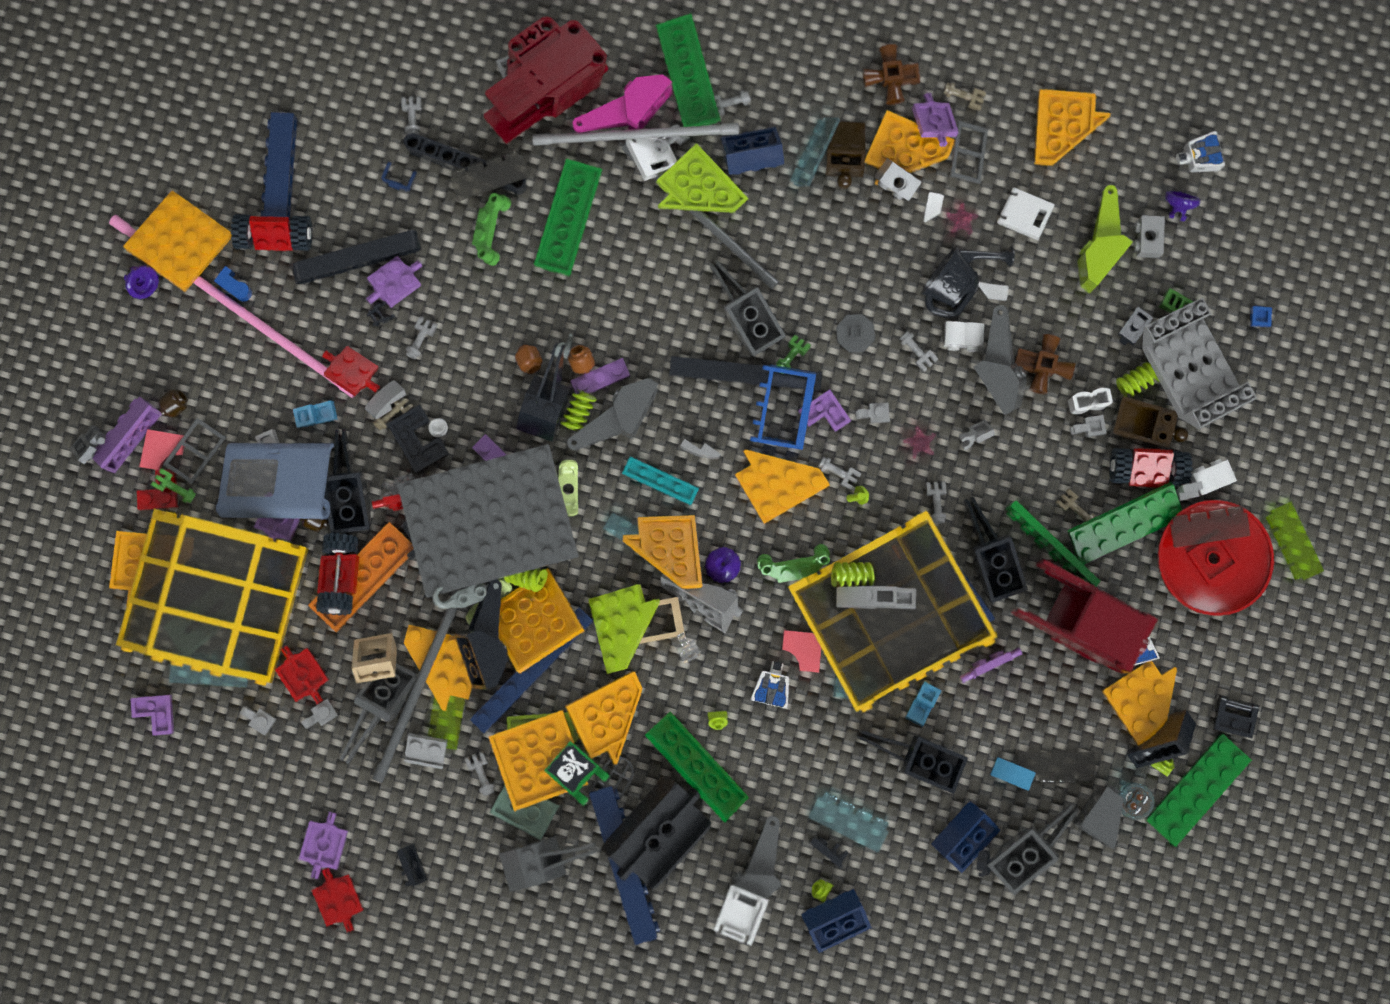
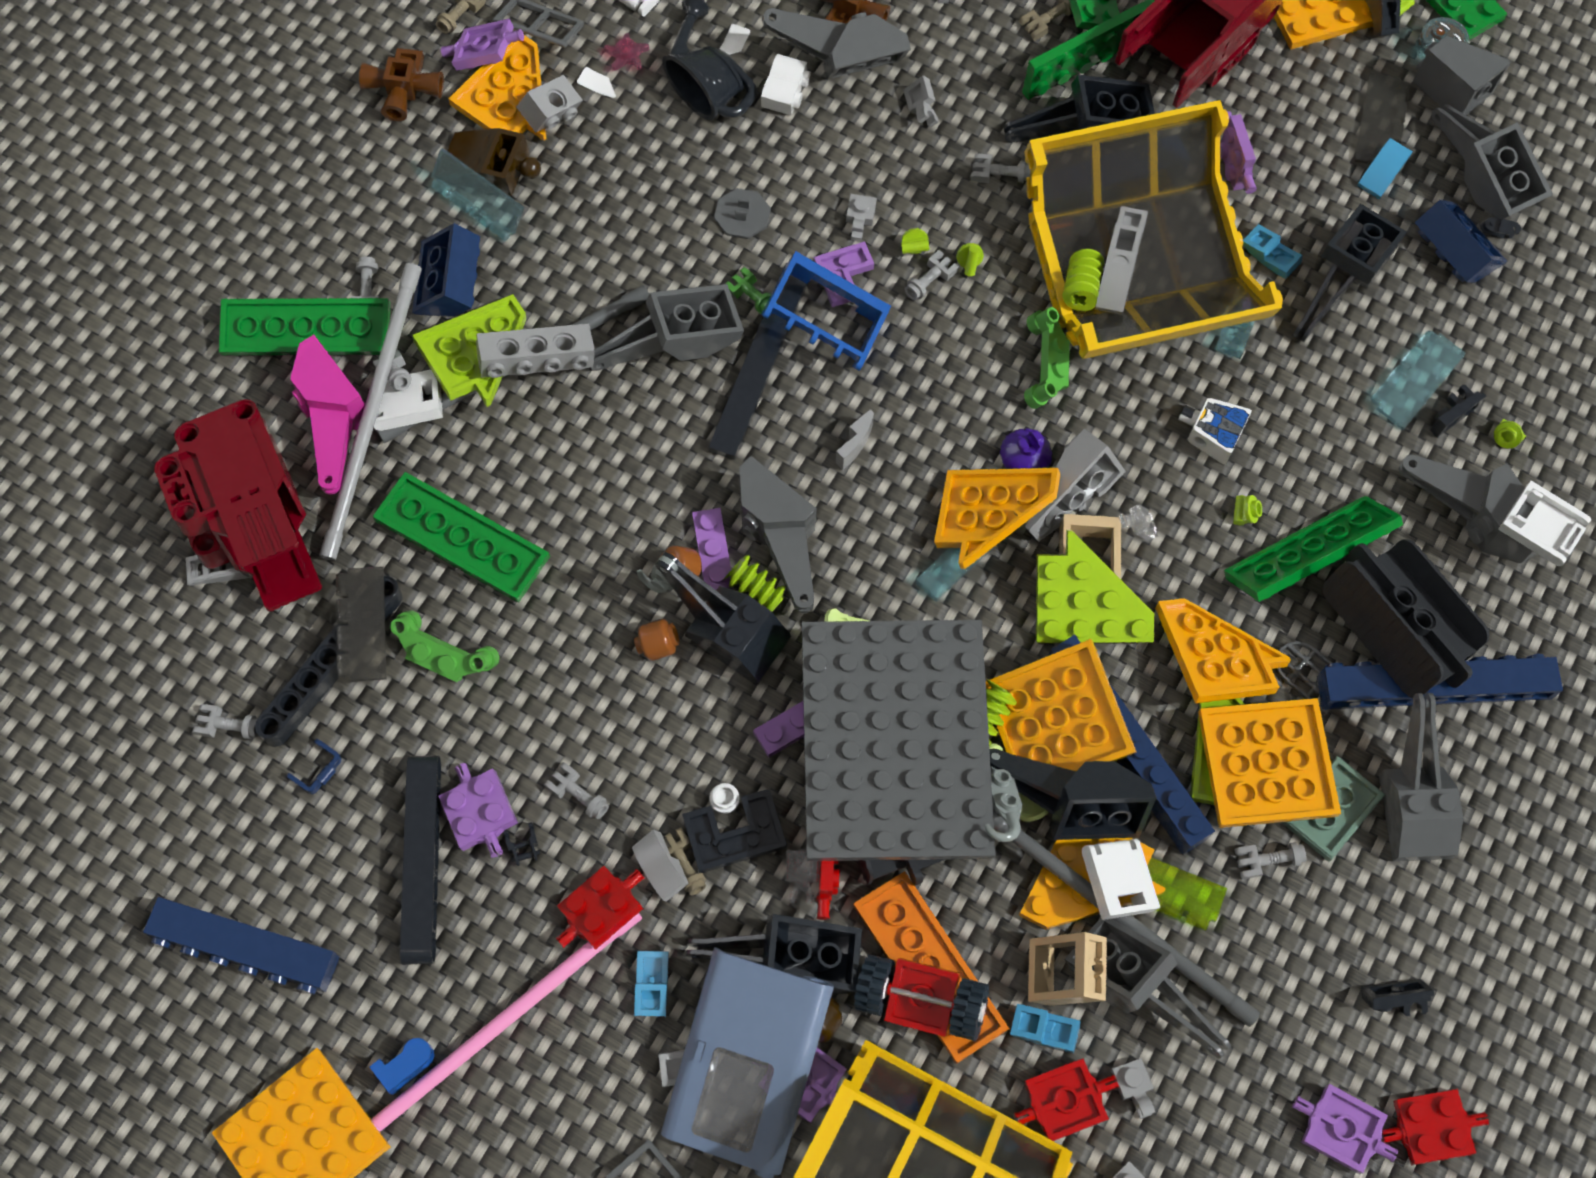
camera: 75 degrees left, 15 degrees down
(271, 232) = (339, 977): plate -> none
(342, 654) = (1045, 1028): none -> dark azure slope
(425, 751) = (1222, 932): light grey plate -> none
(441, 677) = (1119, 871): none -> white container
(573, 769) = (1293, 713): flag -> none
(660, 480) = (885, 506): teal tile -> none
(695, 196) = (535, 350): none -> light grey brick
(778, 484) = (928, 356): light orange wing -> none
(804, 648) = (1168, 375): coral tile -> none
(836, 920) = (1553, 423): dark blue slope -> none
(860, 455) = (915, 241): none -> lime plate
(920, 443) = (916, 169): clear pink animal -> none
(923, 357) = (800, 138): light grey hinge -> none

